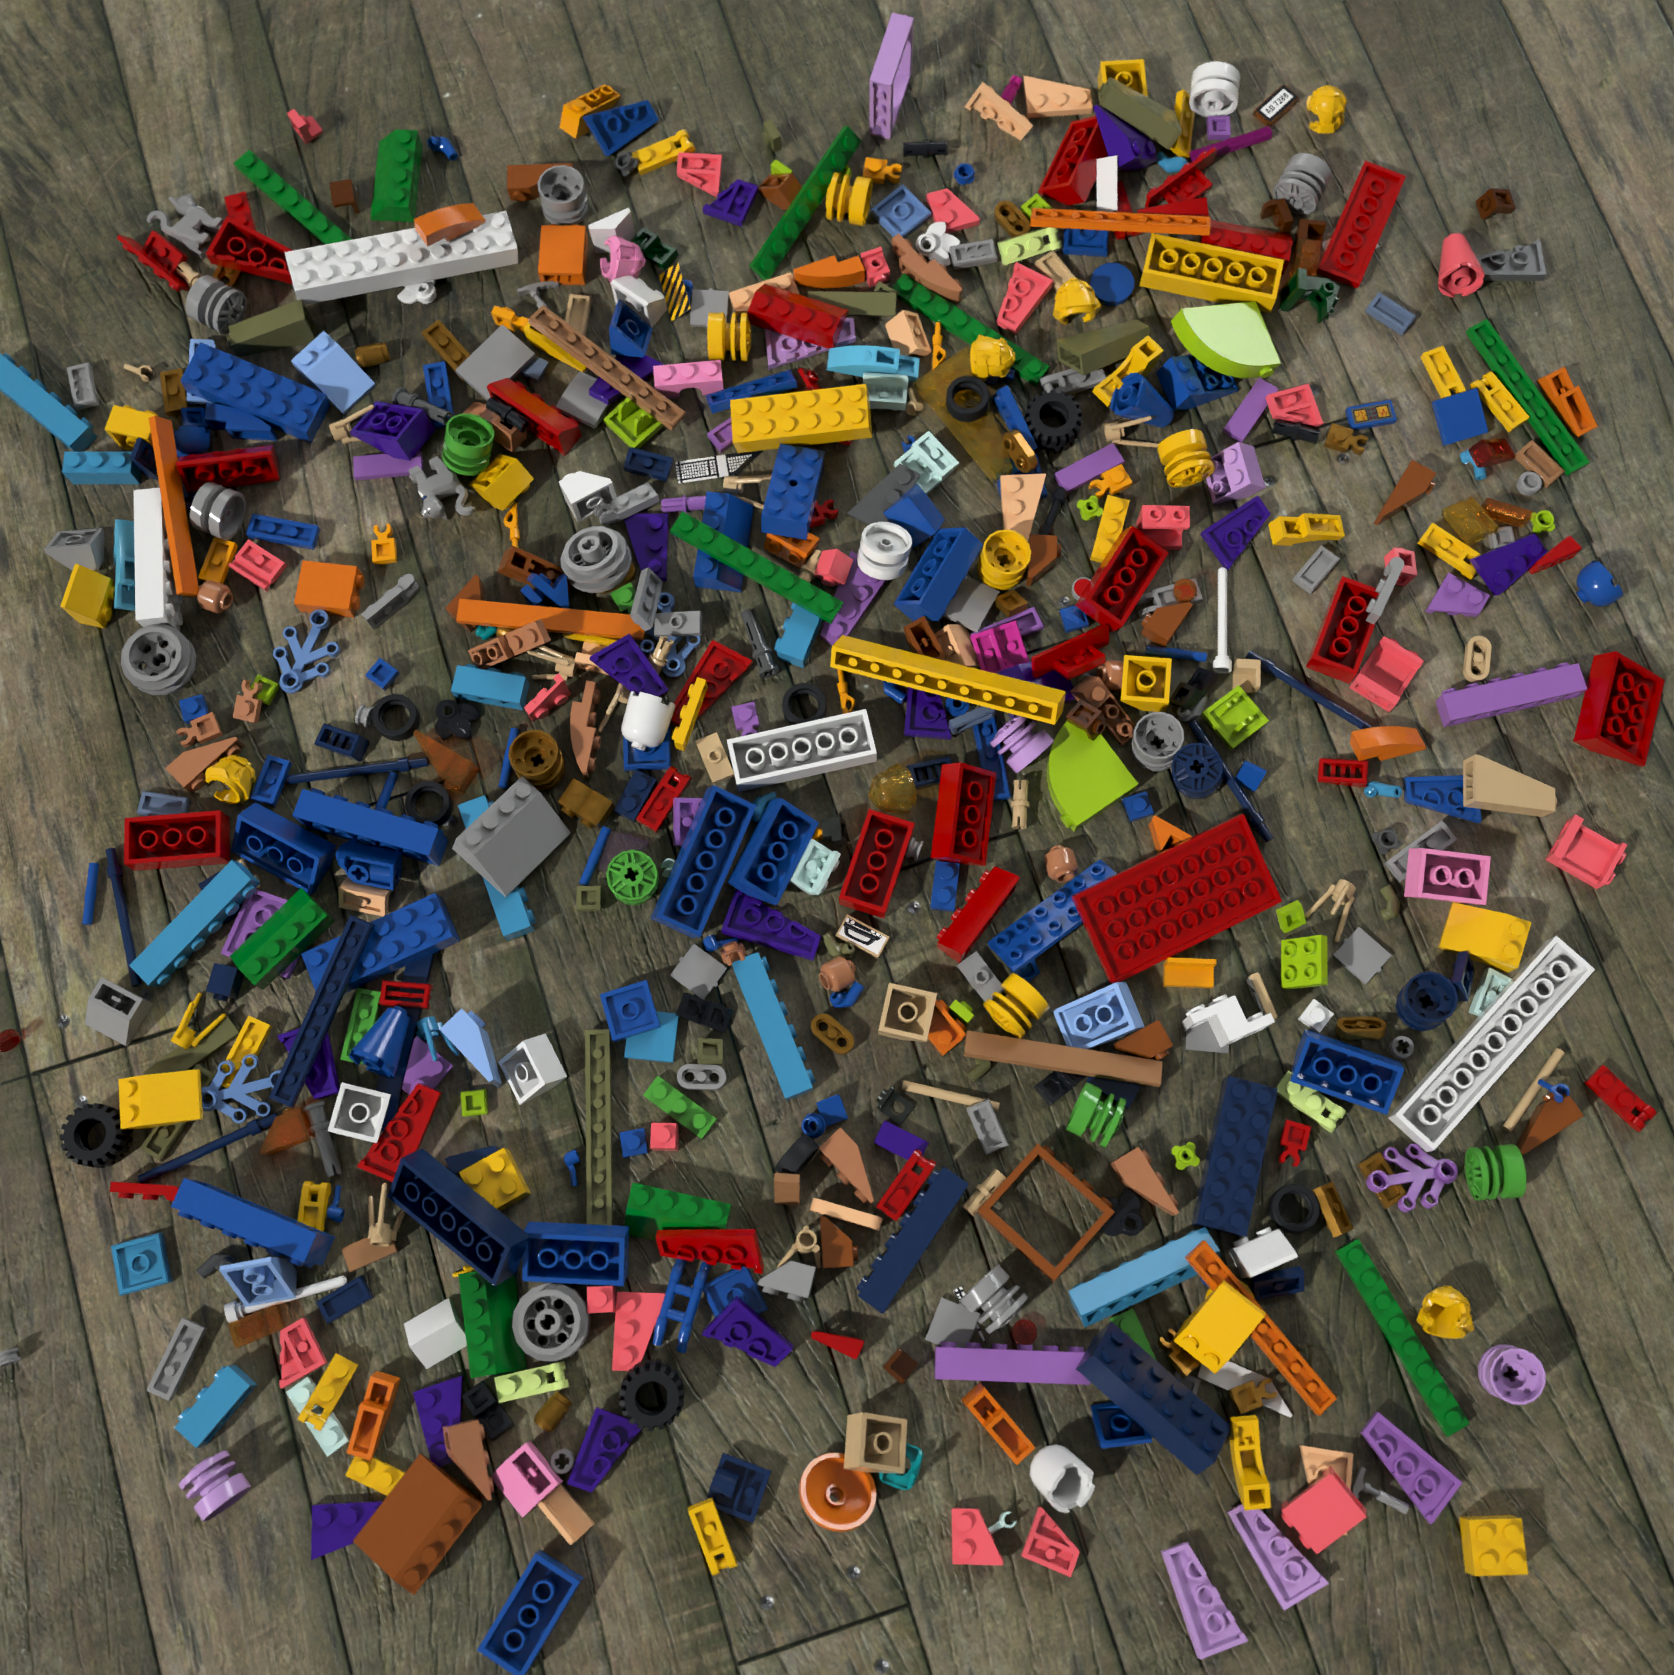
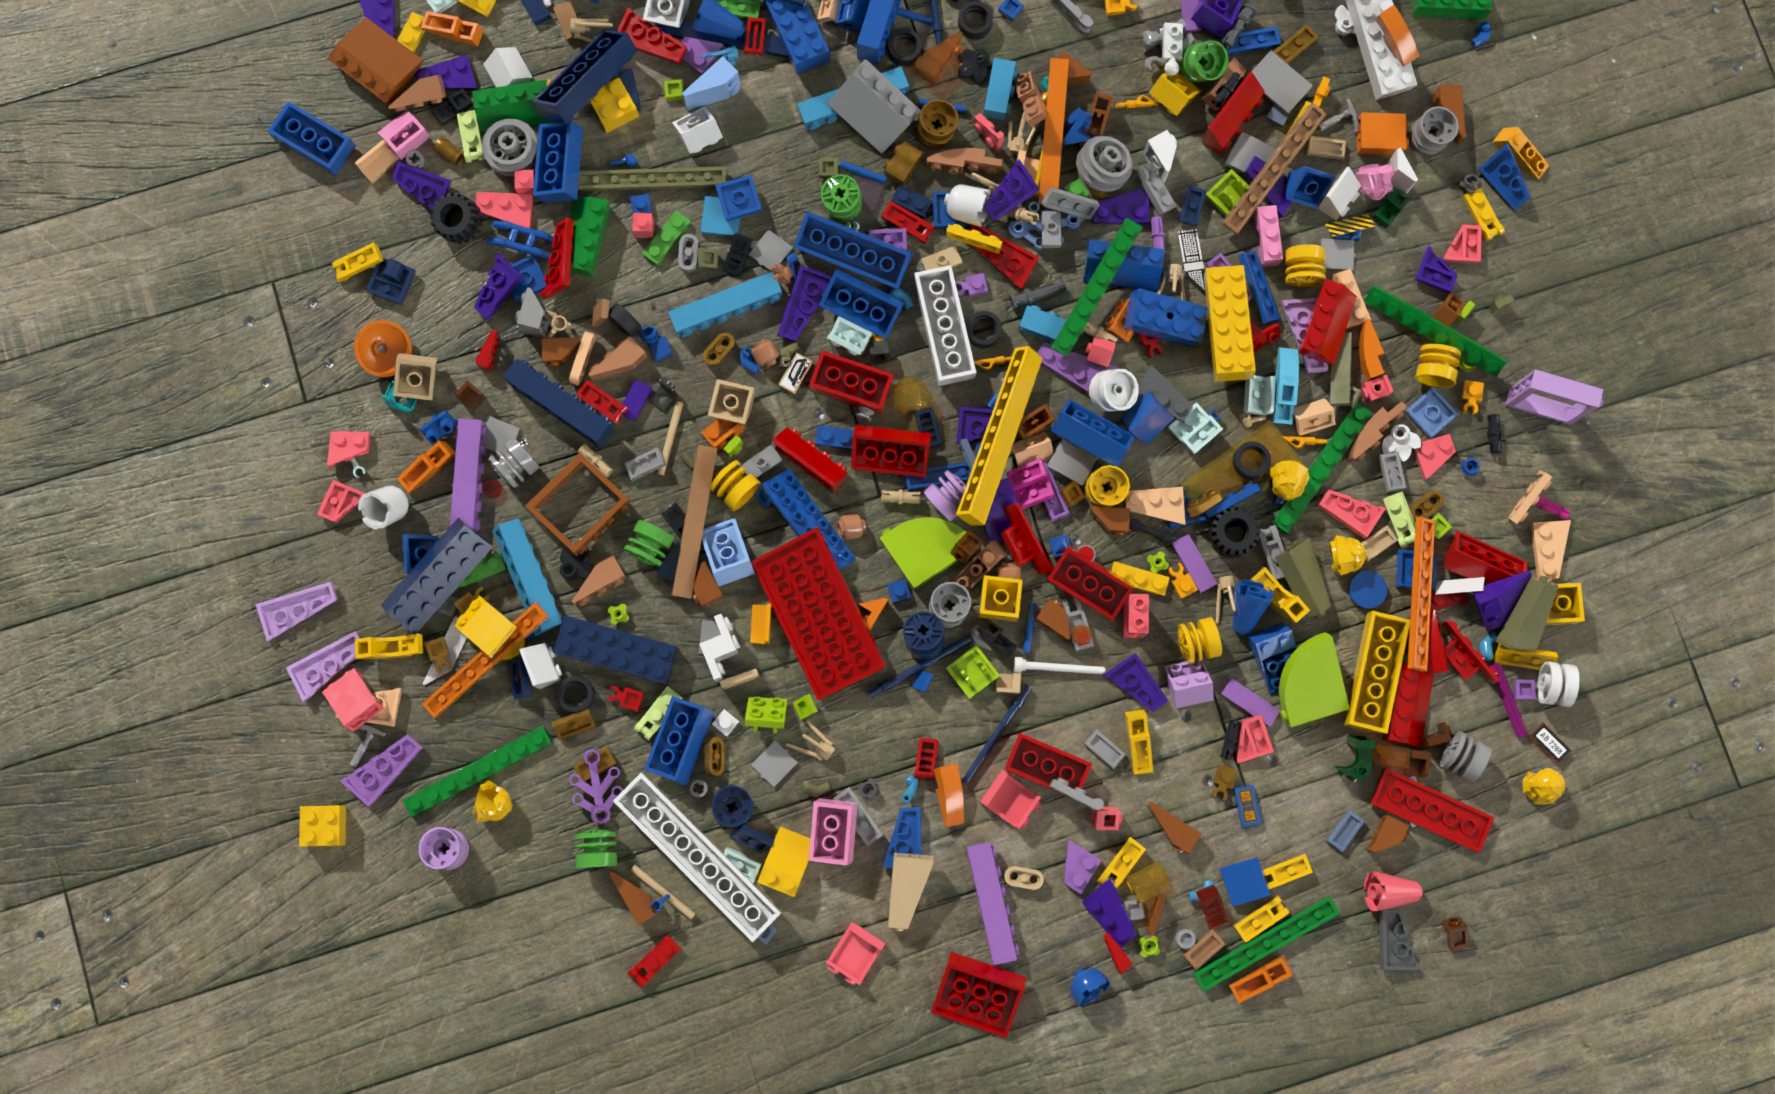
camera: 85 degrees right, 5 degrees up
(447, 479) = (1172, 47): none -> white plate
(943, 1407) = (438, 426): none -> blue hips
(1394, 269) = (1388, 834): none -> dark orange slope

